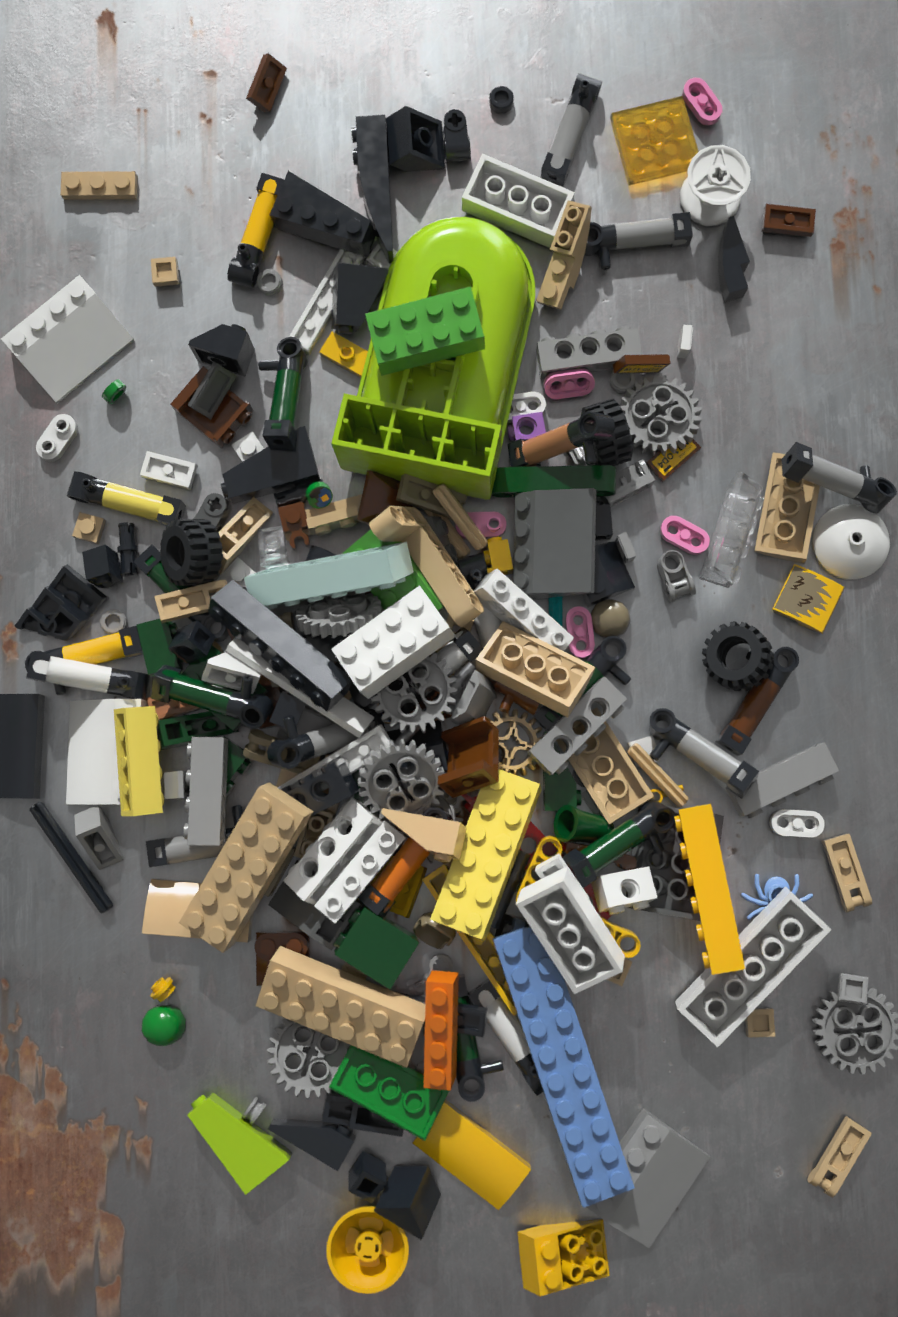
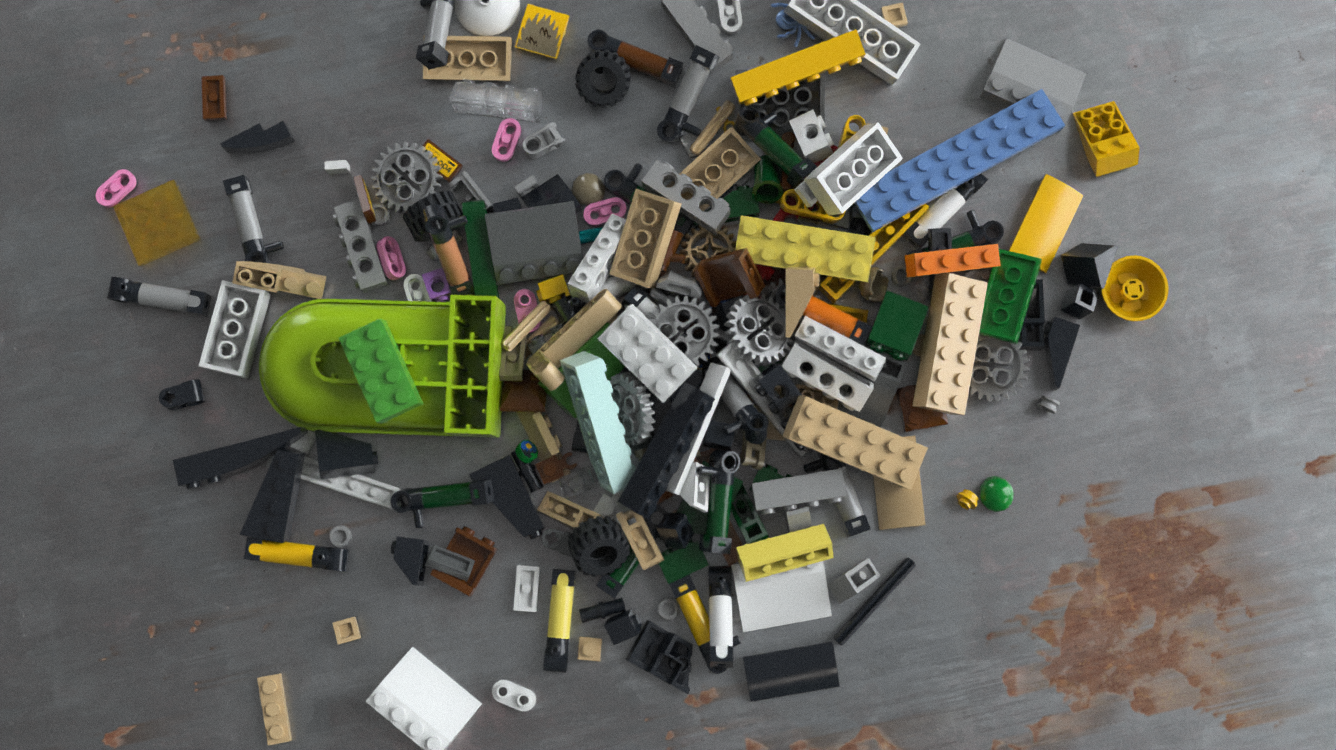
camera: 100 degrees left, 0 degrees up
(114, 391) = (464, 651): green tile -> none
(241, 1147) = (1078, 407): lime slope -> none
(247, 446) = (495, 523): white plate -> none
(266, 83) = (155, 575): reddish brown plate -> none
(344, 353) = (395, 455): yellow plate -> none
(415, 141) = (191, 431): black slope -> none
(501, 99) = (138, 363): black tile -> none
(715, 185) = (195, 163): white piece -> none

